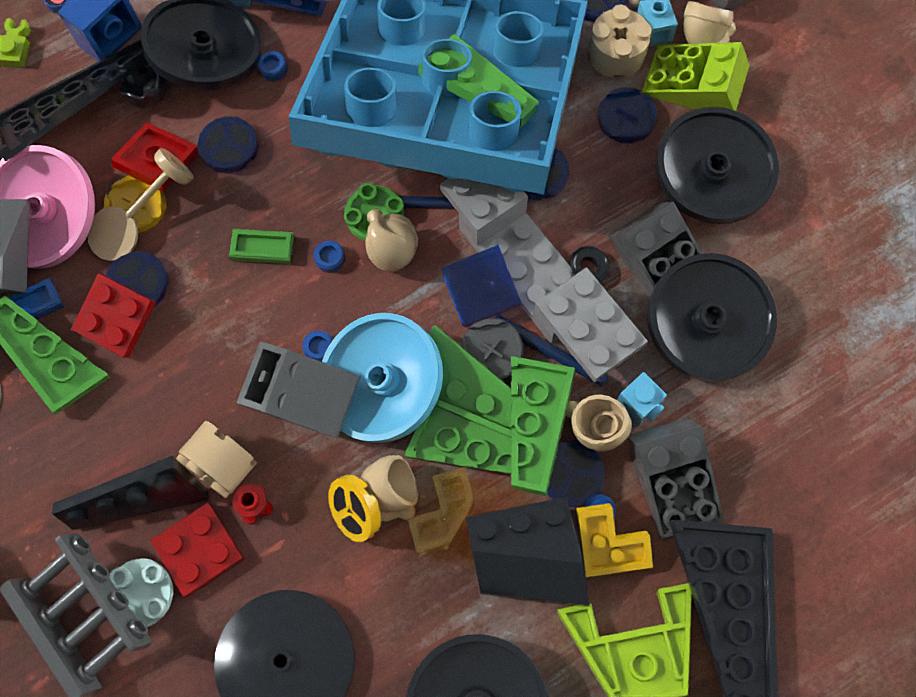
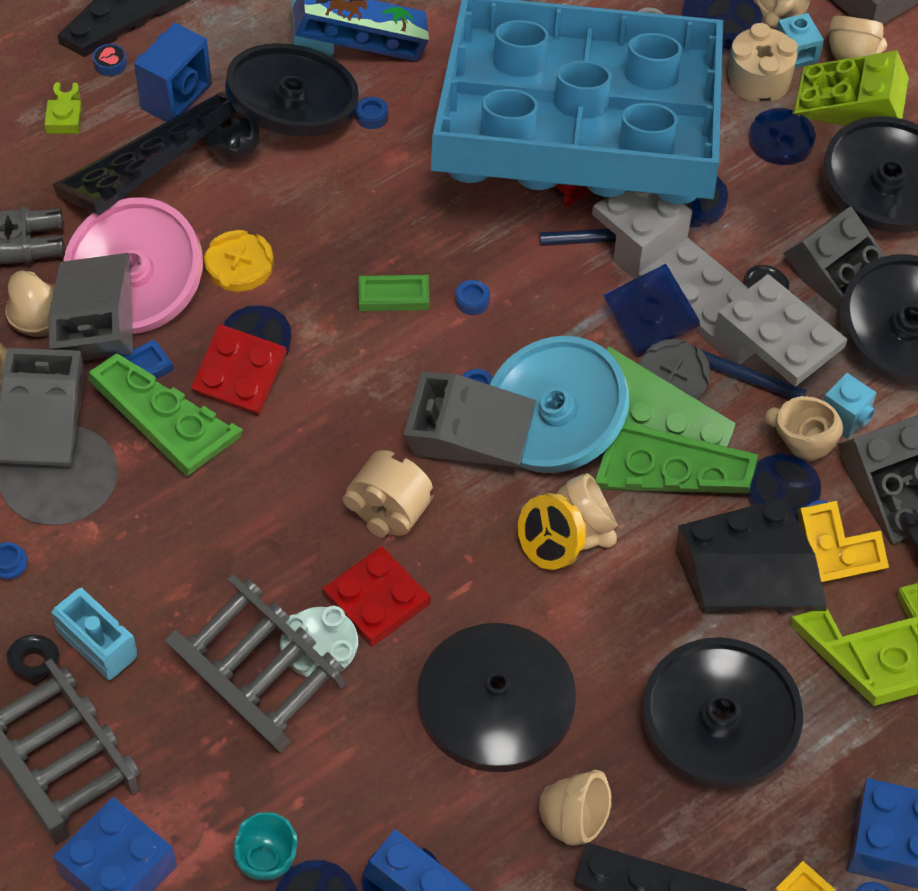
camera: 10 degrees left, 15 degrees down
(115, 229) = (225, 284): tan piece -> none
(138, 154) = (257, 208): red plate -> none
(140, 492) = (303, 538): black wing -> none
(228, 144) = (336, 194): clear blue tile -> none
(257, 509) = (431, 542): red brick -> none
(364, 200) = (516, 249): bright green dish -> none
(390, 240) = (542, 272): tan piece -> none
(441, 528) = (647, 544): clear yellow brick -> none
(481, 78) = (623, 94): bright green wing -> none
(538, 413) = (739, 423): bright green wing -> none

